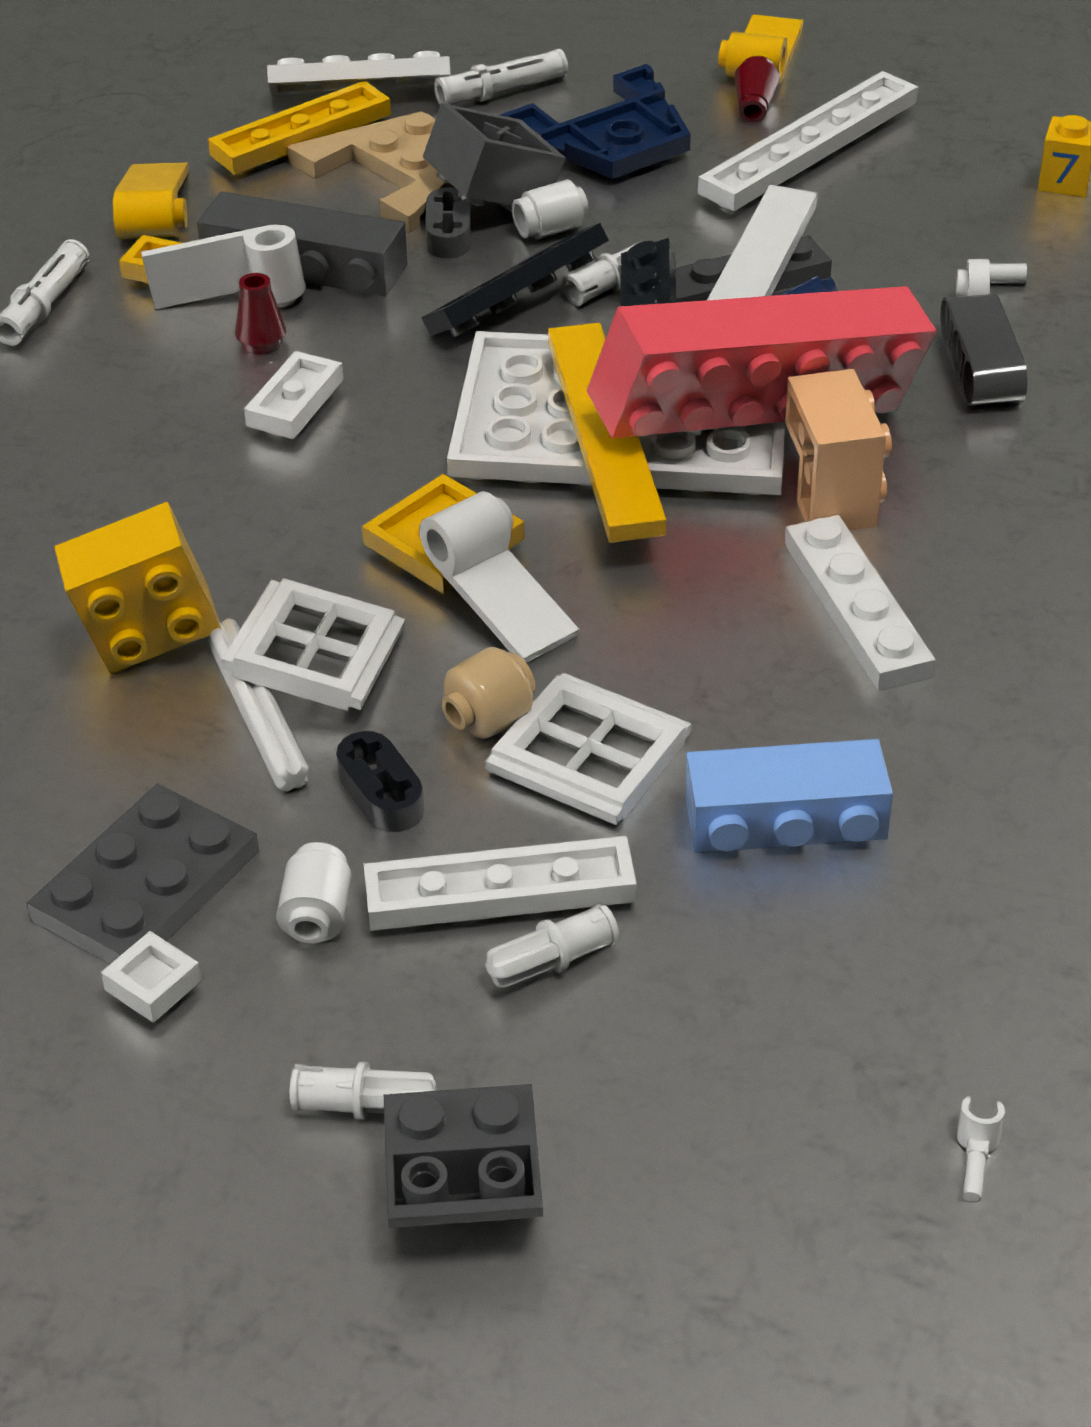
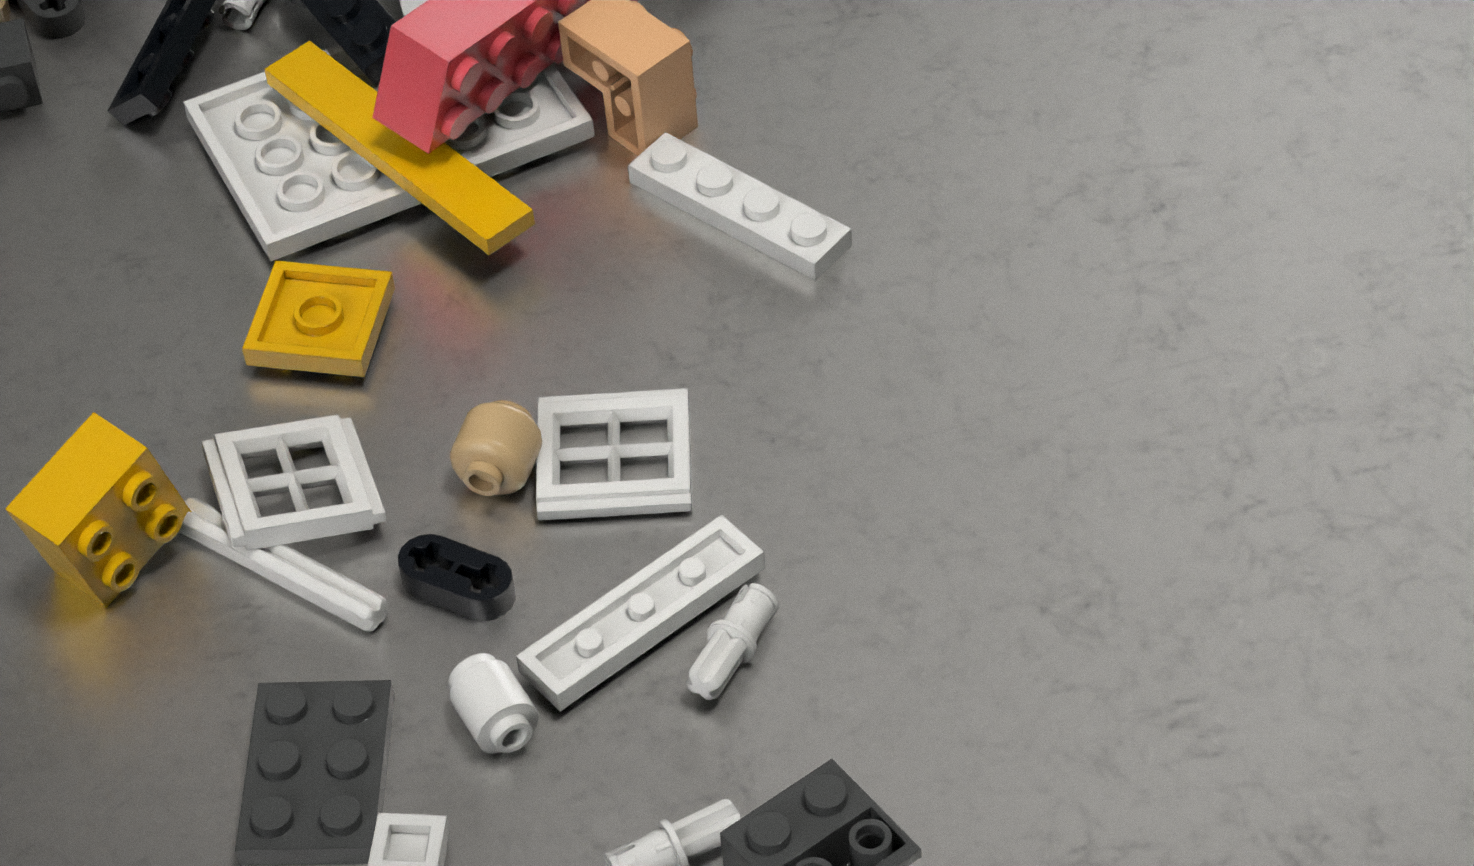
camera: 30 degrees left, 5 degrees up
(293, 394) = (51, 248): white plate -> none
(472, 553) = (373, 325): white door -> none
(787, 795) = (823, 412): light blue brick -> none
(979, 1138) = (1180, 616): white hand -> none

